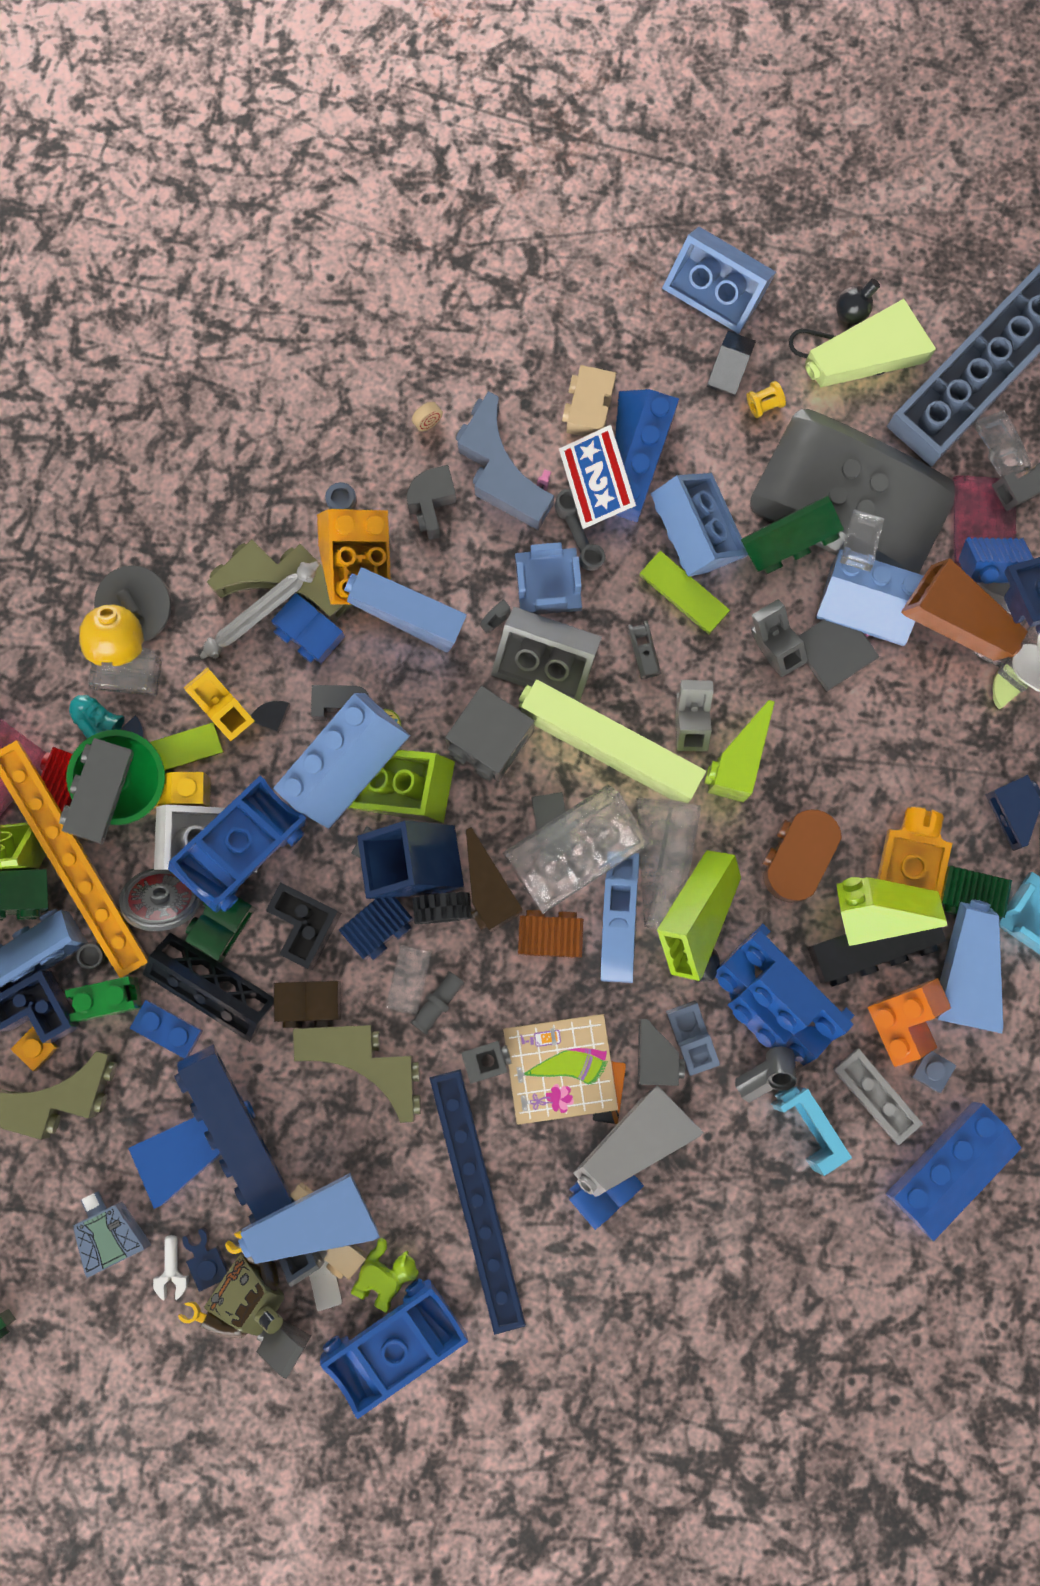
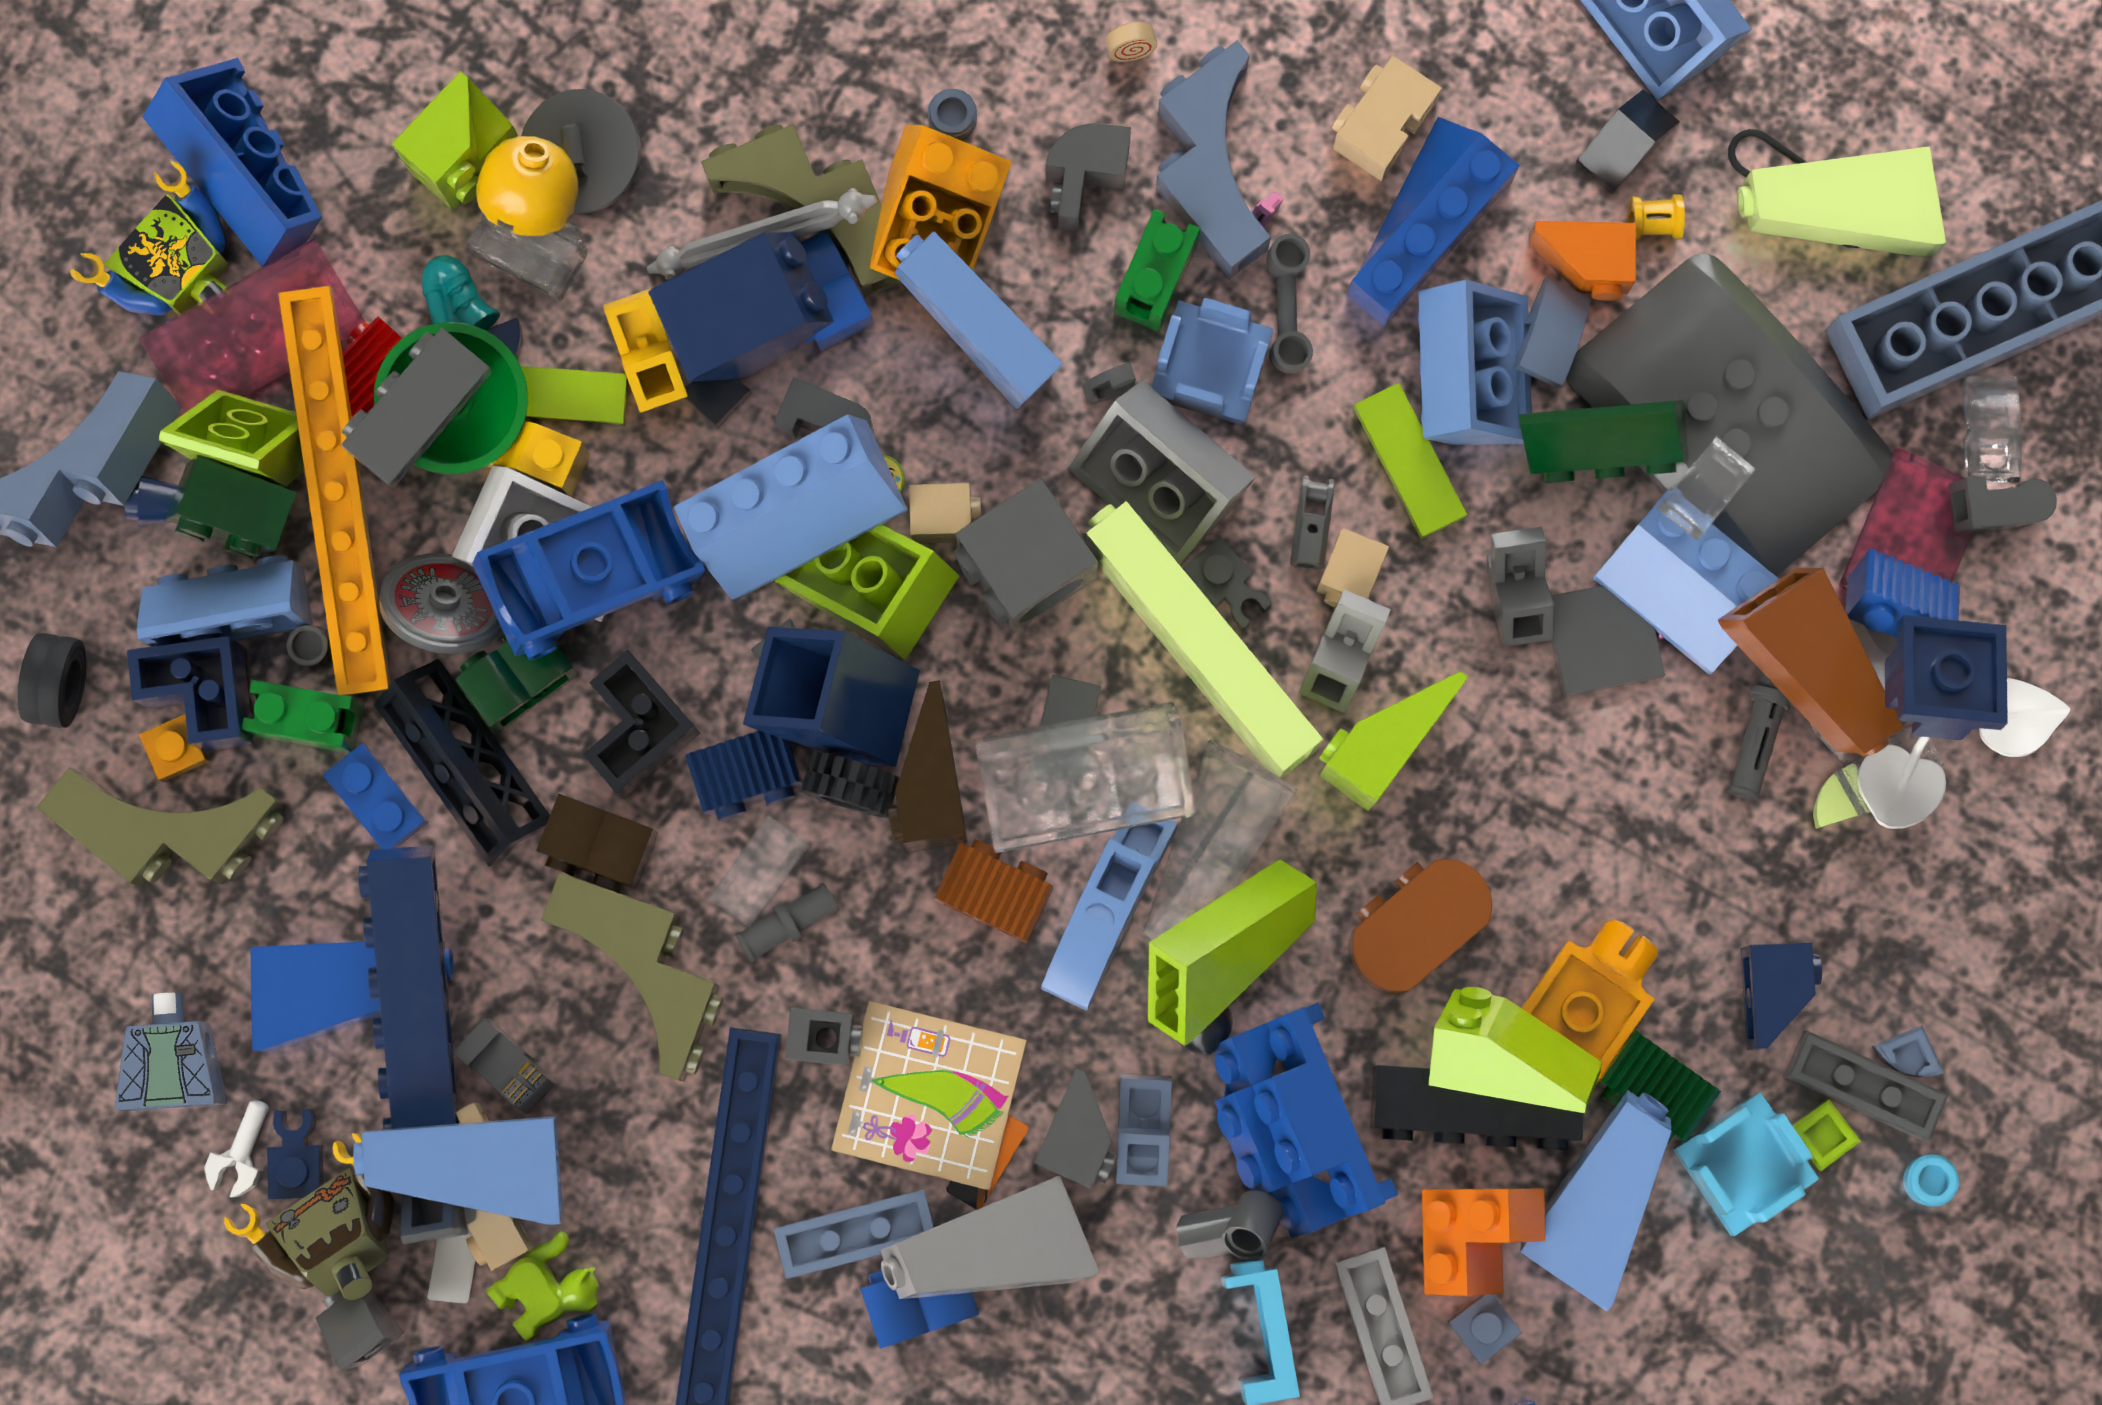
camera: 25 degrees right, 0 degrees up
(55, 627) = (452, 139): none -> lime slope
(266, 656) = (742, 308): none -> dark blue slope
(307, 1155) = (504, 1065): none -> dark grey leg
(429, 728) = (941, 511): none -> tan brick
(496, 541) = (1156, 271): none -> green brick
(550, 1168) = (851, 1233): none -> sand blue plate
(597, 477) = (1346, 234): sticker -> none
(606, 702) = (1223, 577): none -> dark grey plate
(677, 664) = (1352, 566): none -> tan brick
(736, 487) = (1553, 333): none -> sand blue slope
(738, 435) = (1589, 254): none -> orange slope
(856, 302) = (1856, 124): black piece -> none
(947, 670) = (1758, 738): none -> dark grey pin

